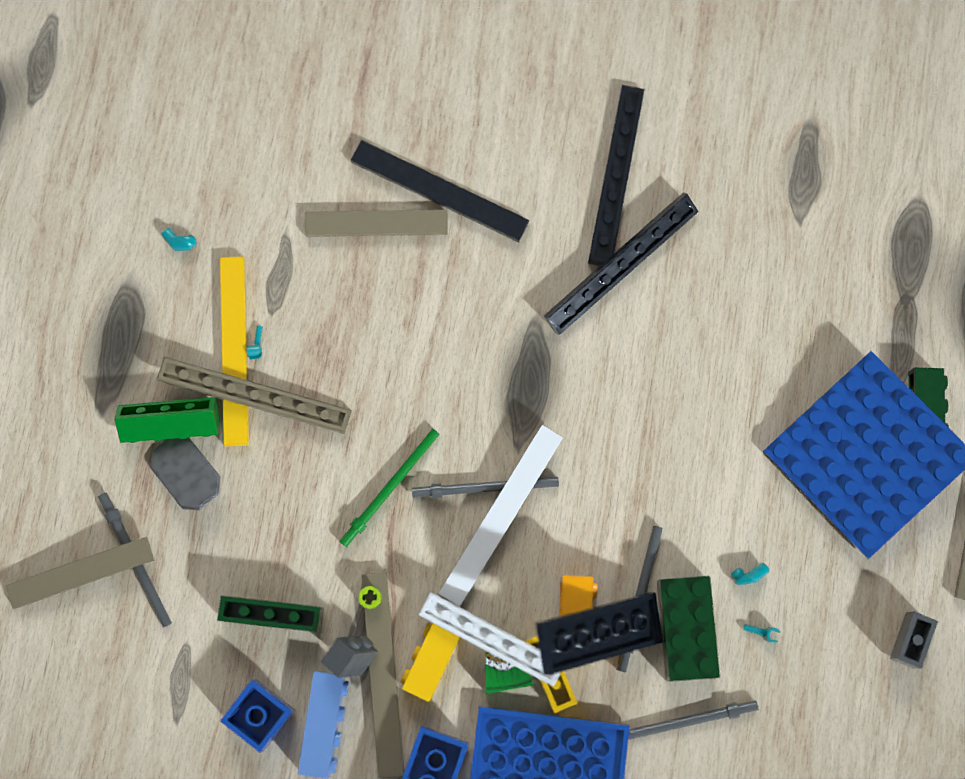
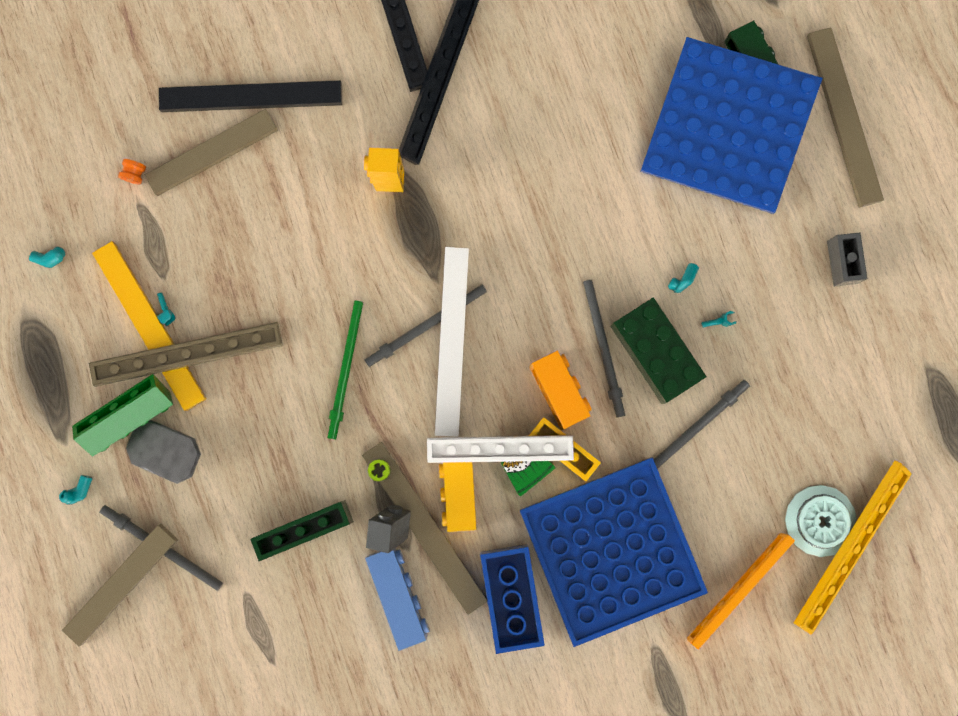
camera: 25 degrees left, 5 degrees up
(88, 469) = (78, 493): none -> teal arm
(257, 715) = (337, 620): blue brick -> none
(296, 203) = (132, 171): none -> orange wheel
(525, 325) = (385, 169): none -> yellow brick
(598, 633) = (587, 395): black plate -> none

